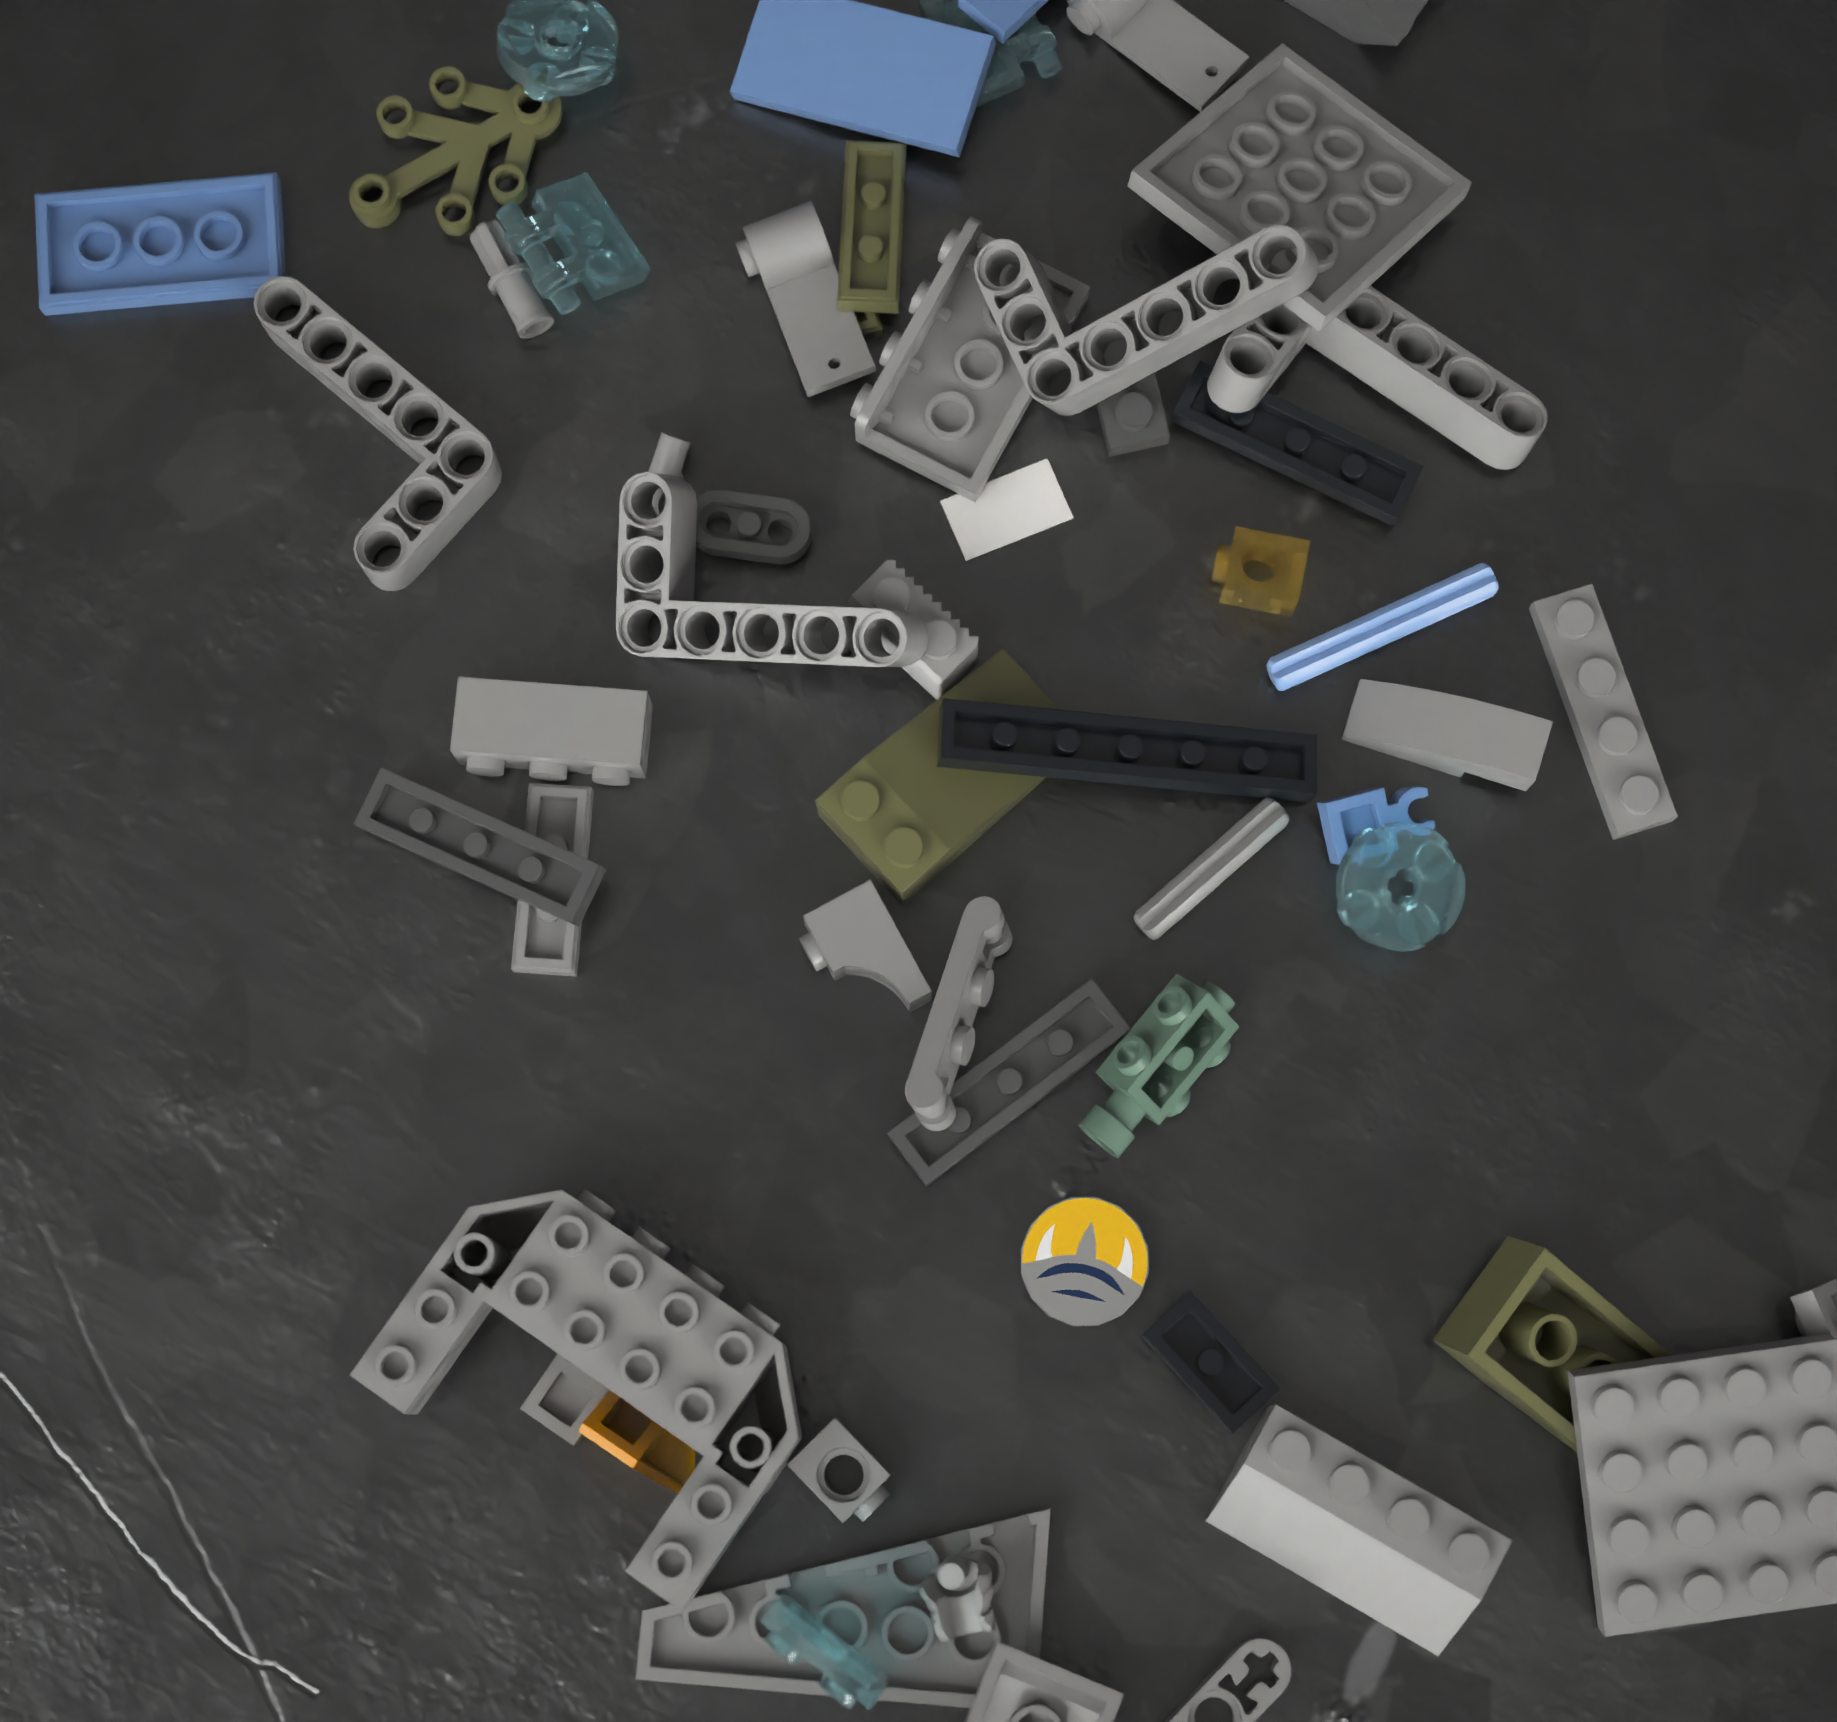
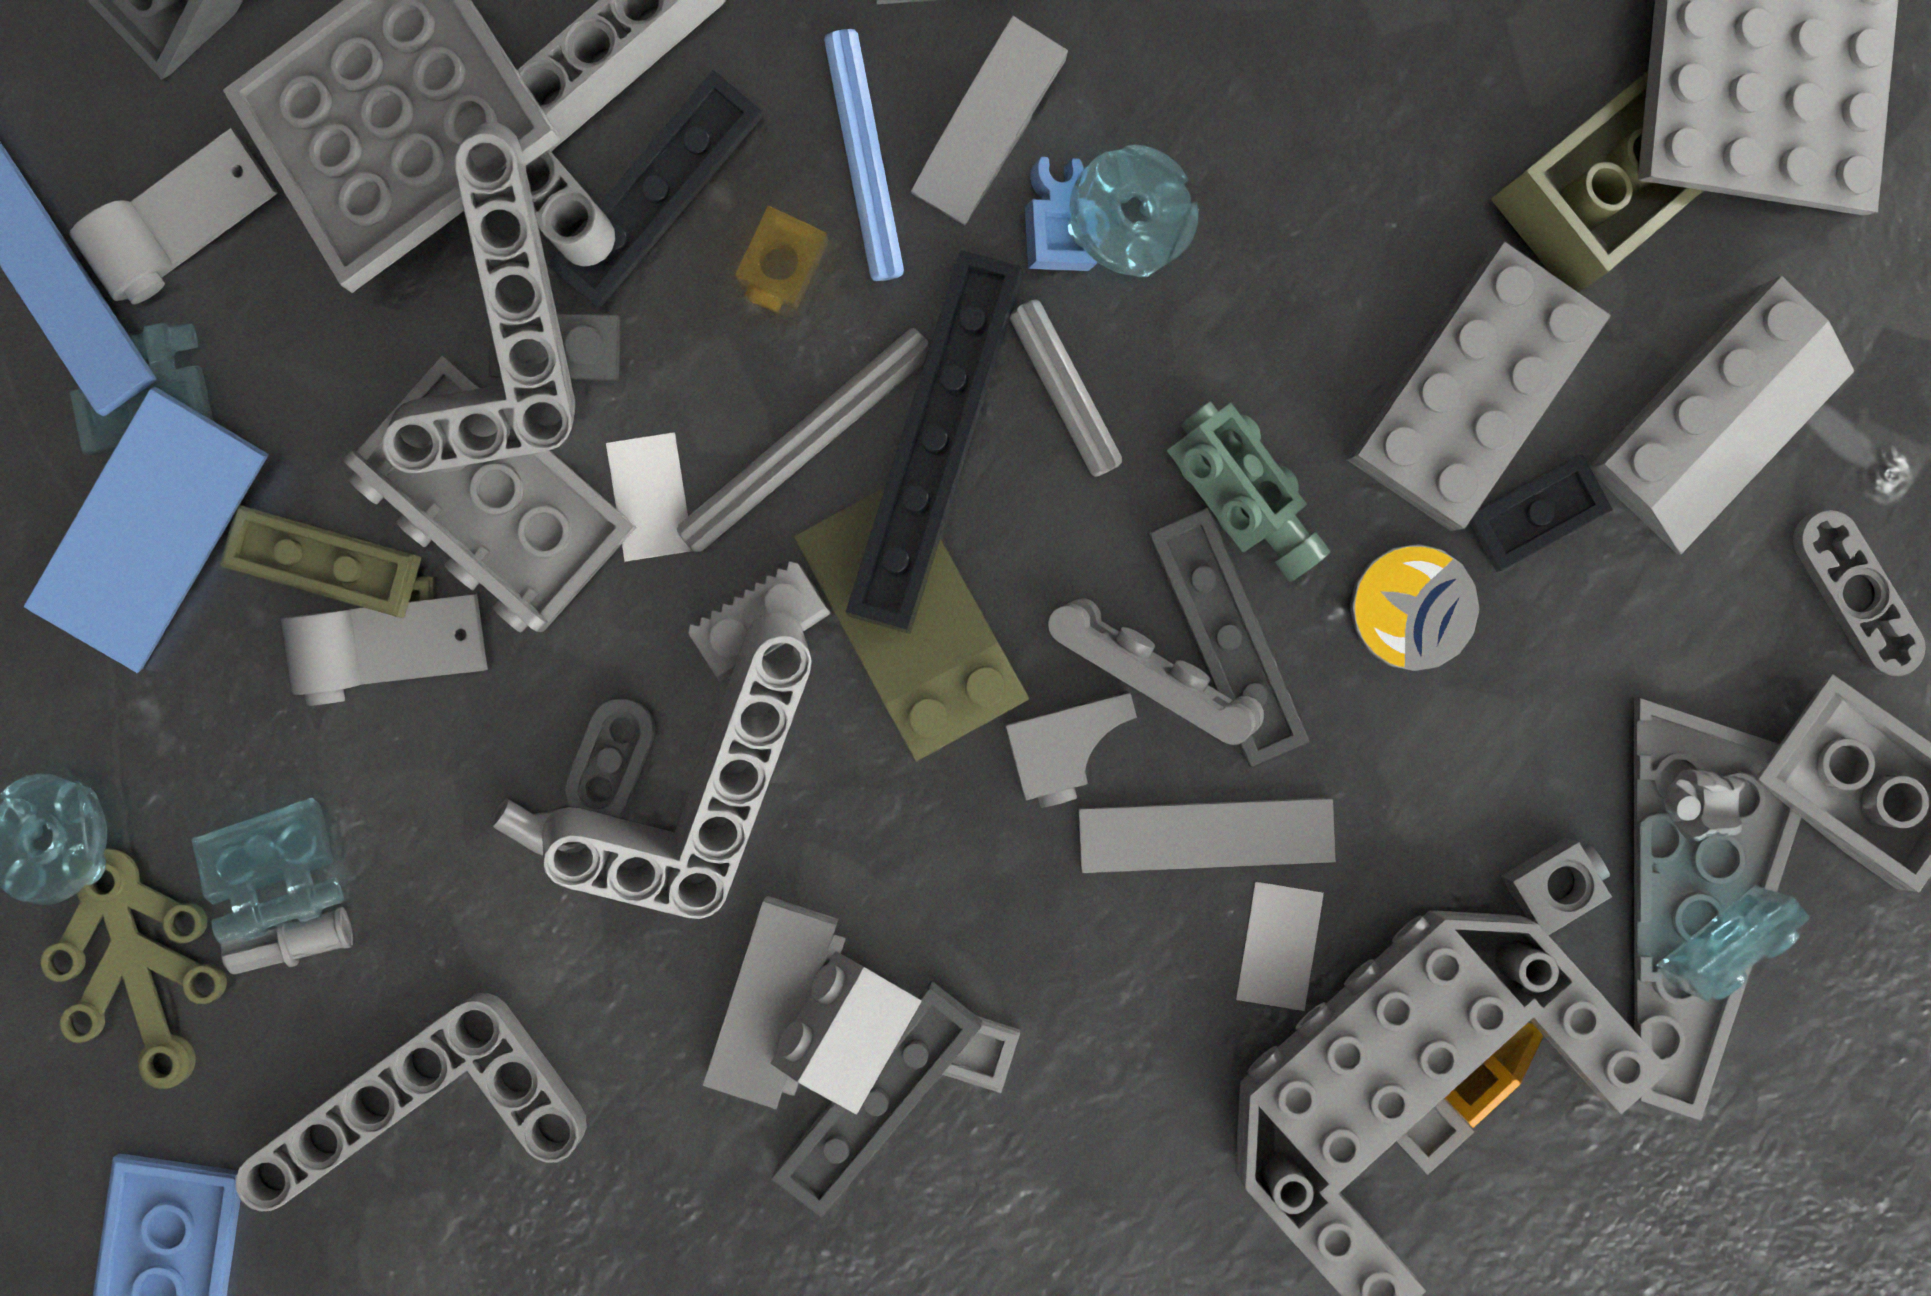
camera: 75 degrees left, 10 degrees up
(538, 793) = (845, 1032): none -> brick
(716, 1211) = (1279, 946): none -> white sticker
(809, 1110) = (1206, 835): none -> light grey tile
(1095, 634) = (804, 441): none -> light grey axle
(1319, 1266) = (1478, 387): none -> light grey brick

